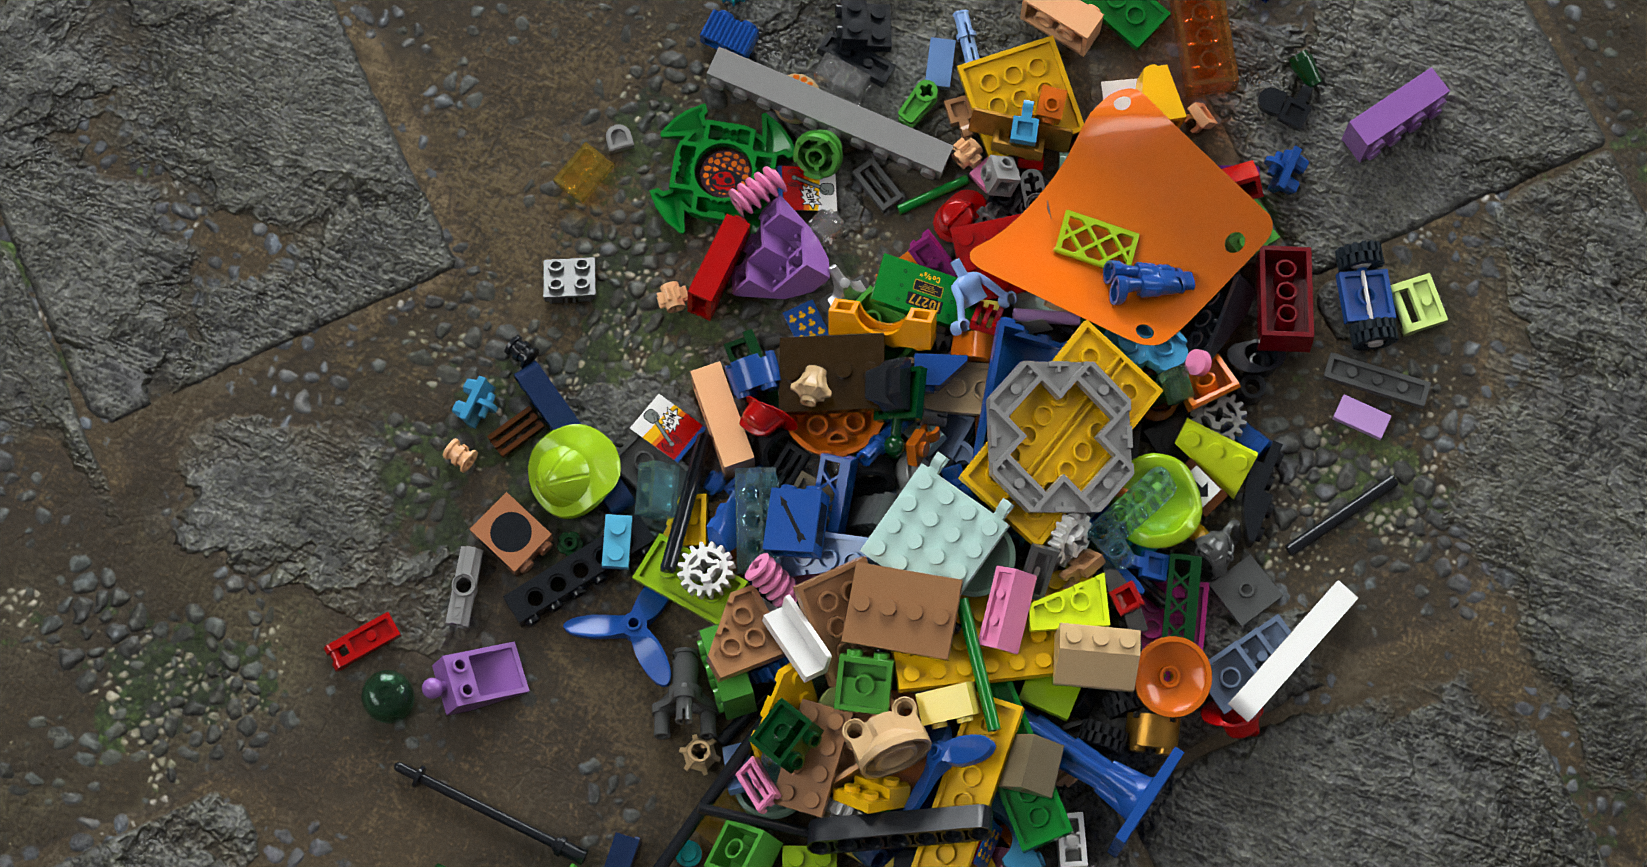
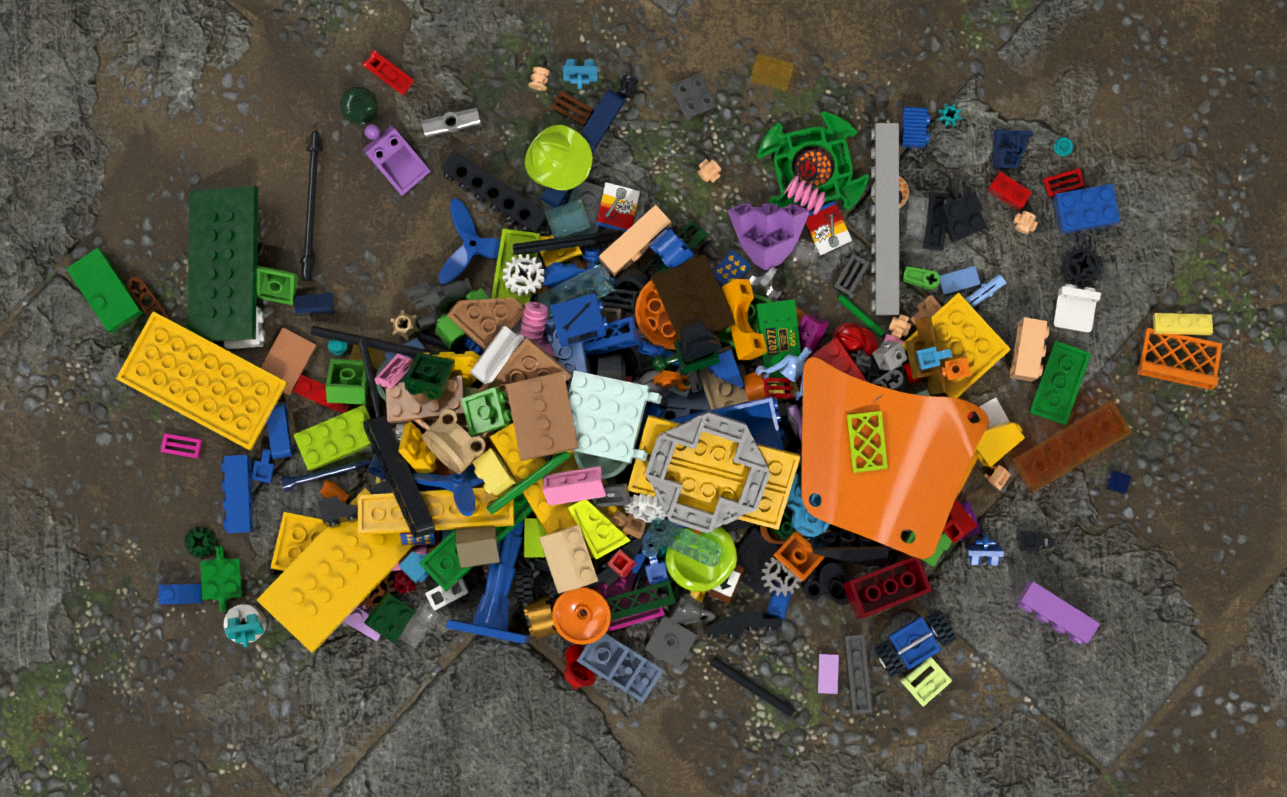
camera: 75 degrees right, 10 degrees up
(512, 535) = (499, 137): nougat brick -> none
(564, 538) = (513, 182): dark green plate -> none
(617, 541) = (521, 208): medium azure plate -> none
(619, 139) = (807, 85): light grey tile -> none
(717, 267) = (742, 191): red slope -> none
(764, 419) = (639, 267): red piece -> none
(812, 386) = (674, 290): tan rock -> none
(818, 153) = (853, 225): bright green cone -> none
(1146, 280) = (854, 489): blue piece -> none
(1176, 384) = (786, 537): clear green tile -> none
(1198, 362) = (809, 545): bright pink tile -> none
(1217, 455) = (754, 584): neon yellow wing -> none
(1271, 101) = (1033, 521): black tile -> none
(1292, 651) = (638, 690): white beam -> none
(1305, 68) = (1067, 536): dark green cone -> none

